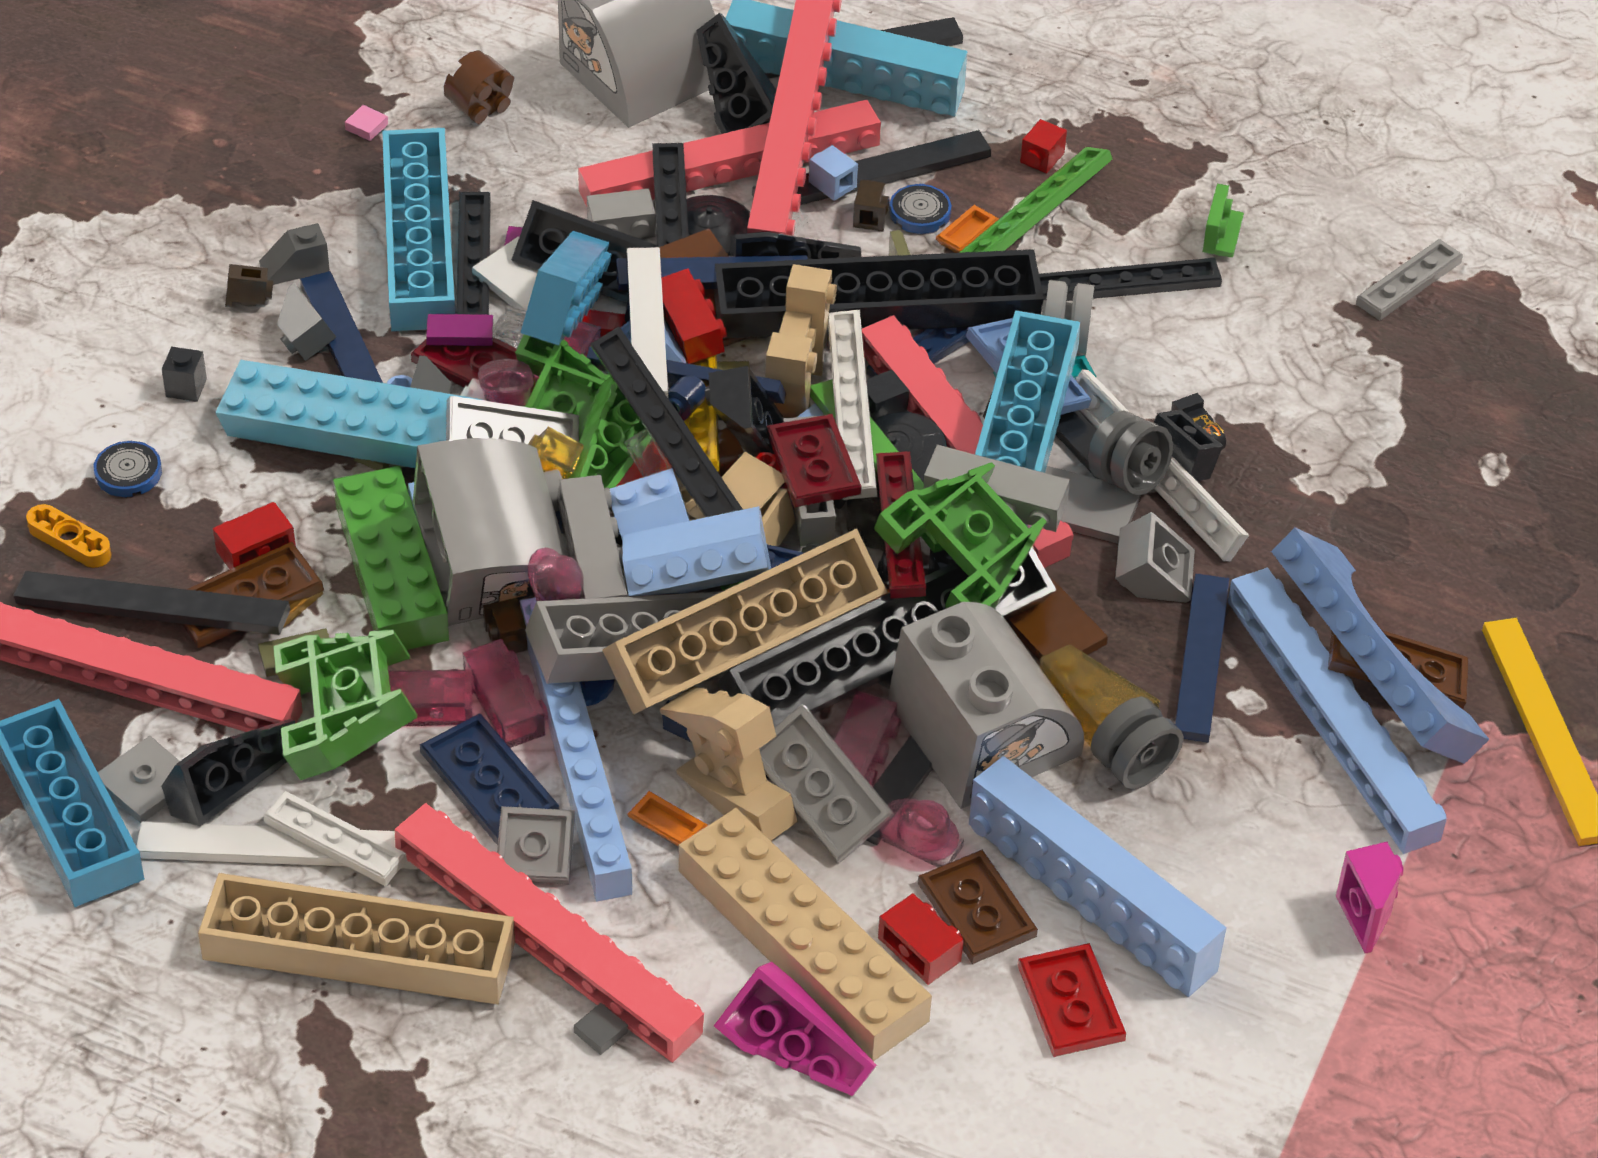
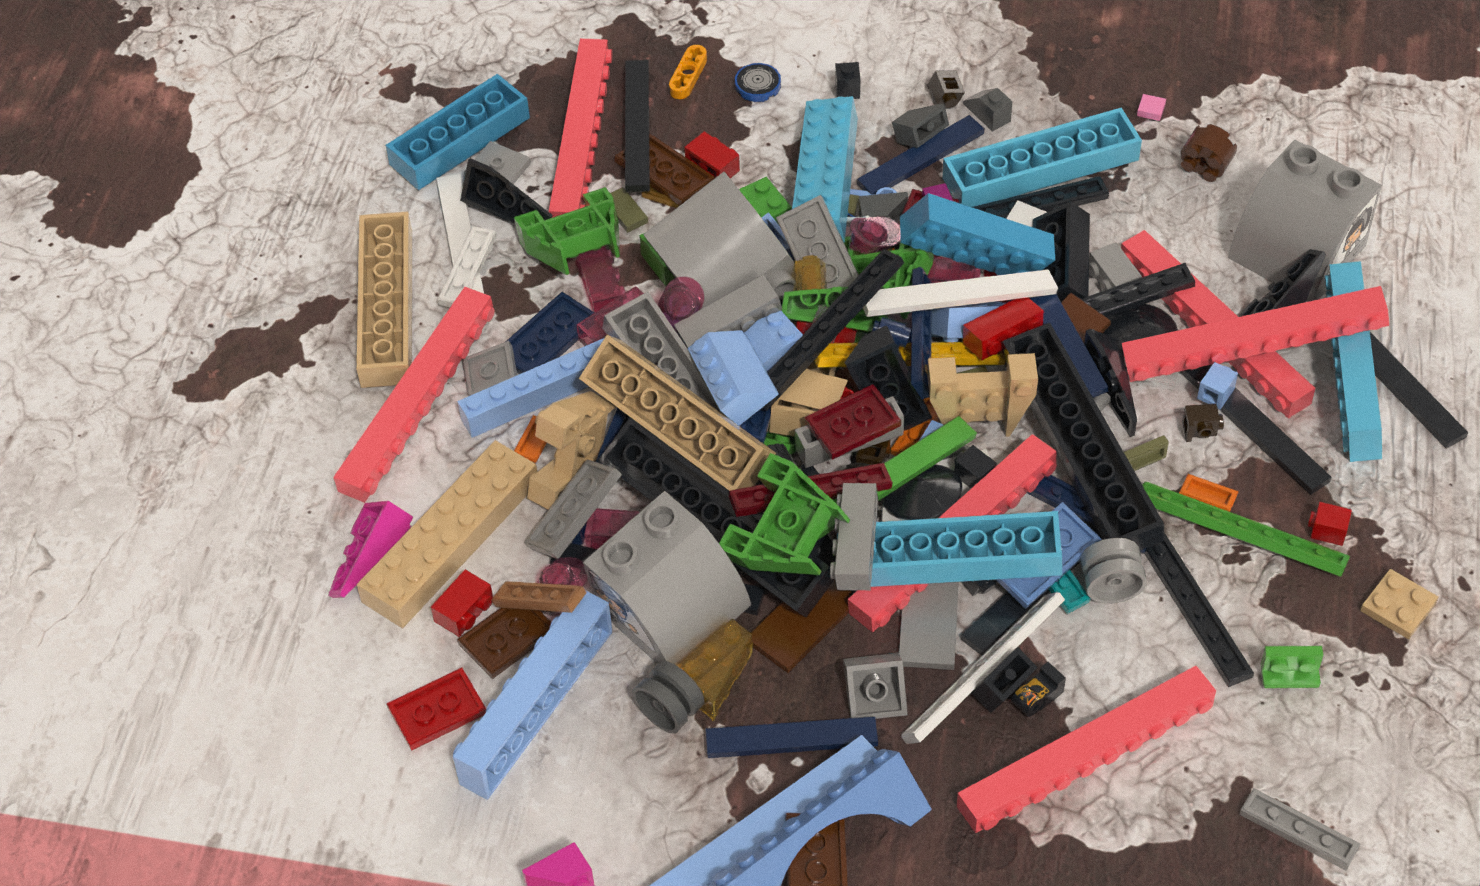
camera: 80 degrees right, 5 degrees up
(600, 1028) = (347, 442): dark grey tile -> none
(852, 395) = (946, 440): white tile -> none
(920, 208) = (1219, 458): tile -> none
(958, 836) = (539, 596): none -> medium nougat tile
(1130, 452) = (965, 636): dark grey wheel -> none
(1154, 131) = (1399, 604): none -> tan plate
(1285, 410) = (1085, 749): none -> coral brick

